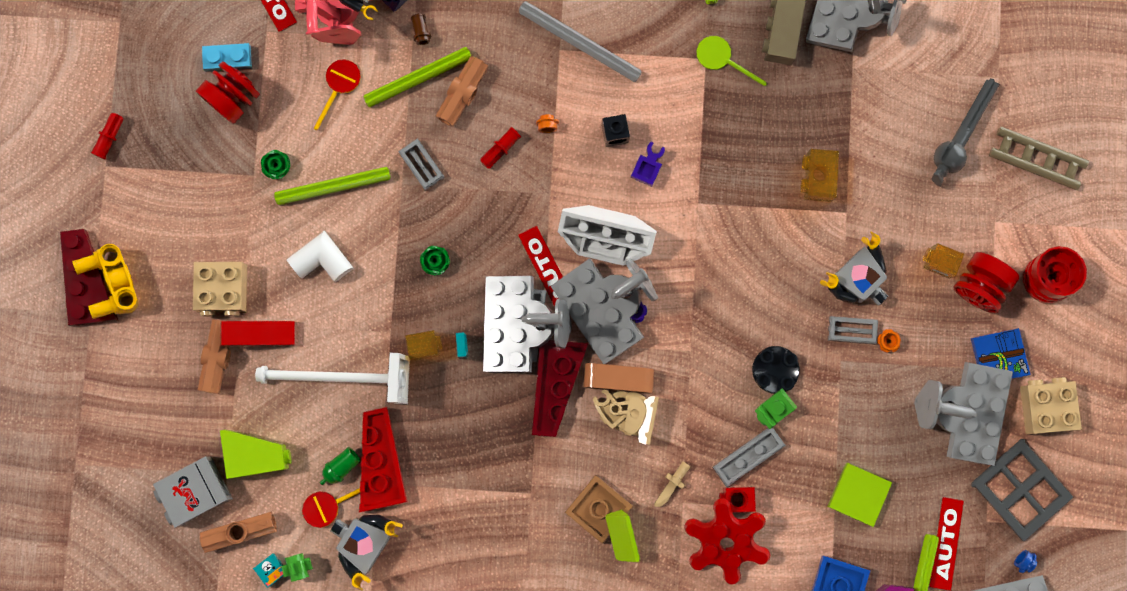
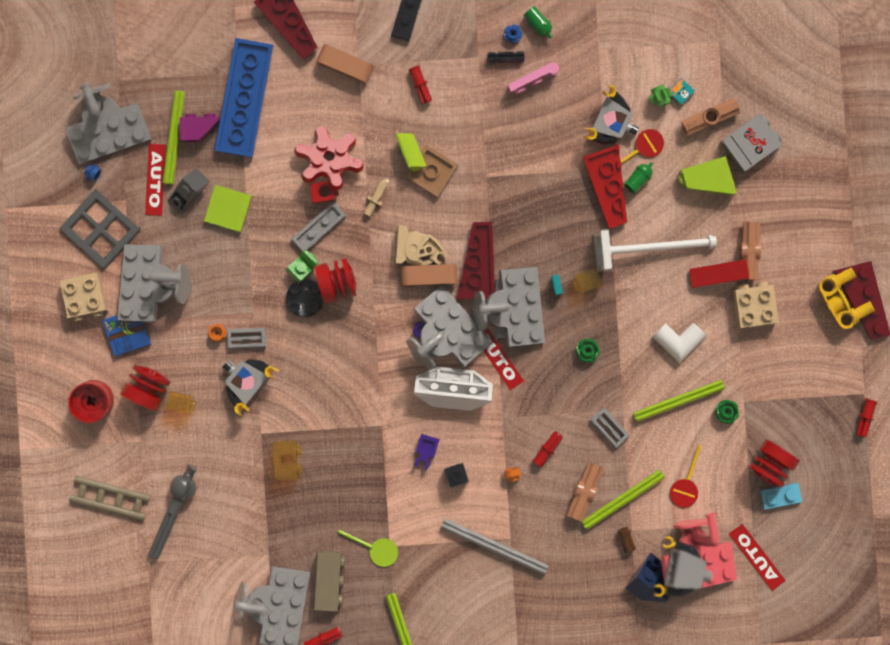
camera: 175 degrees right, 5 degrees up
(738, 384) = (335, 280): none -> red wheel
(908, 523) = (188, 190): none -> dark grey slope

